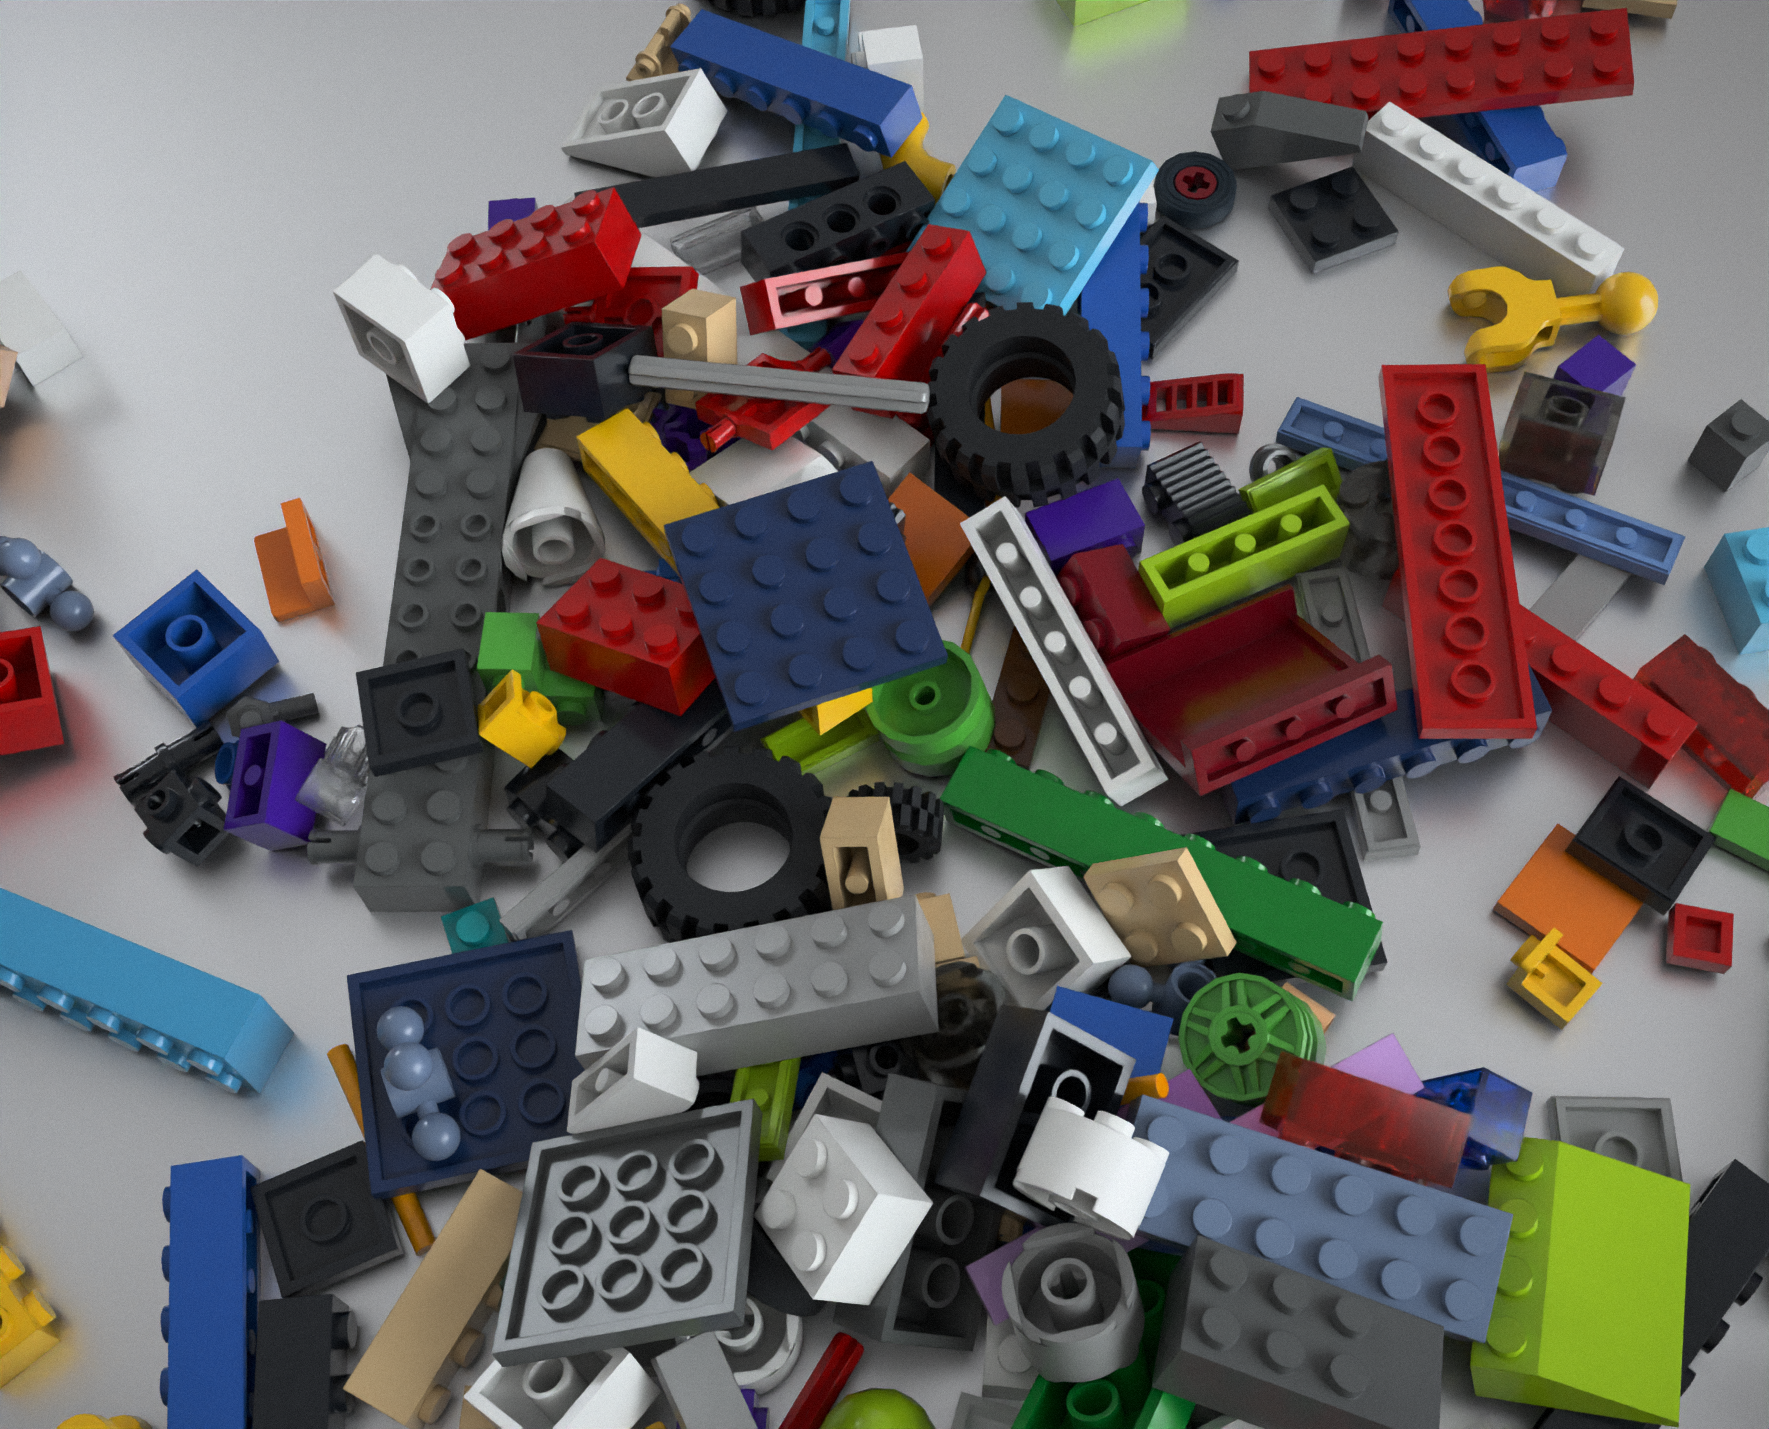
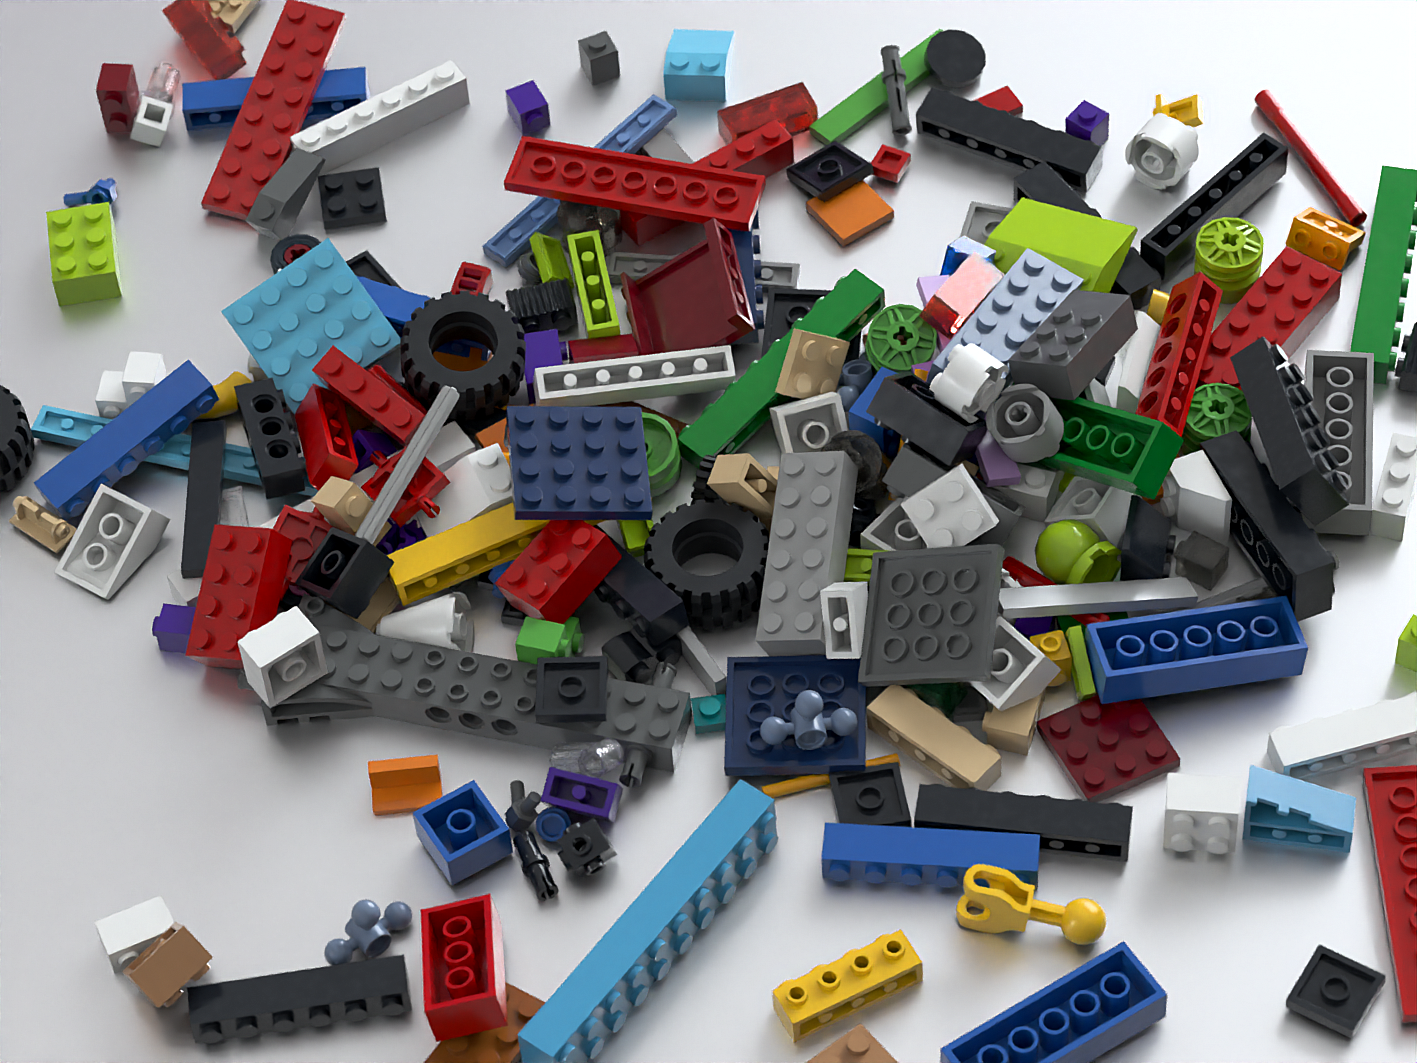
camera: 75 degrees left, 10 degrees down
(520, 721) = (592, 640): yellow brick -> none
(1530, 315) = (470, 118): yellow piece -> none
(1551, 979) = (894, 228): yellow bracket -> none
(1559, 433) = (570, 119): clear smoke brick -> none

